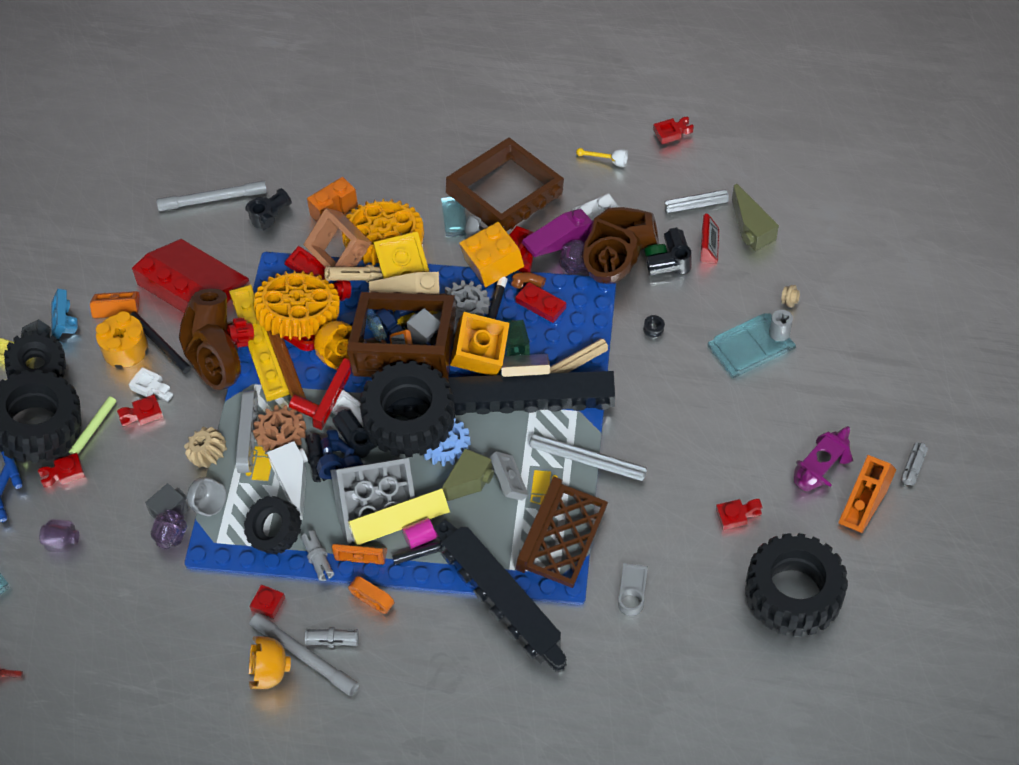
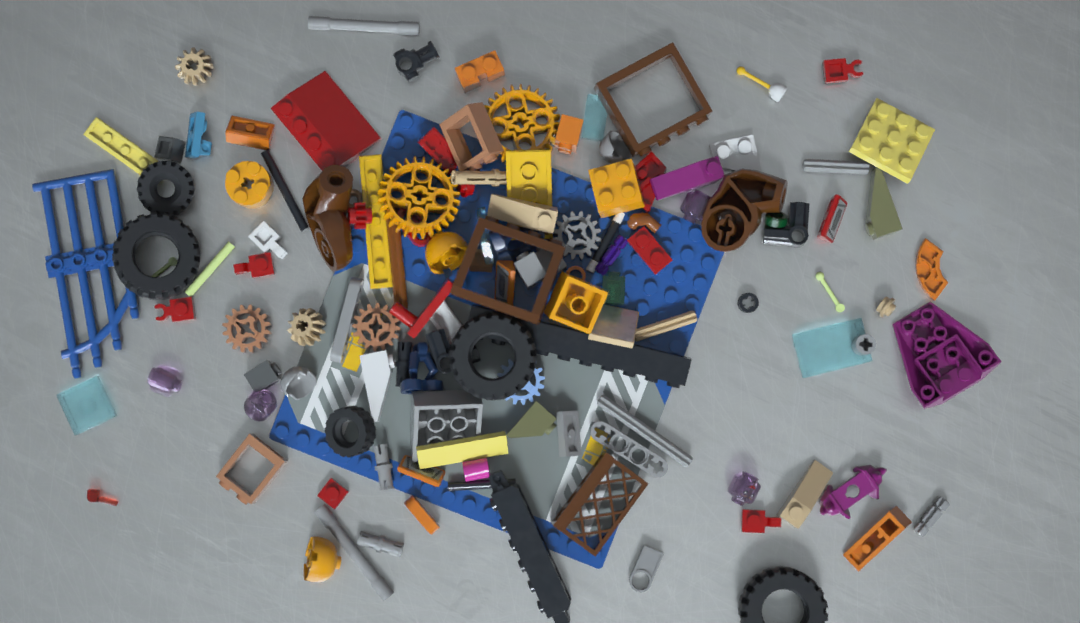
camera: 15 degrees right, 30 degrees up
(49, 260) = (186, 69): none -> tan gear
(141, 466) = (252, 321): none -> nougat gear
(179, 573) = (265, 450): none -> nougat window
(432, 224) = (568, 134): none -> orange brick
(505, 310) = (611, 255): none -> dark purple axle
(578, 473) = (627, 451): none -> light grey beam
(710, 482) = (744, 488): none -> clear purple head
(740, 165) = (892, 140): none -> light yellow plate
(745, 310) = (839, 307): none -> yellowish green hinge
(775, 477) = (805, 495): none -> tan slope
(818, 260) = (929, 270): none -> orange tile
(864, 320) = (941, 355): none -> magenta wedge

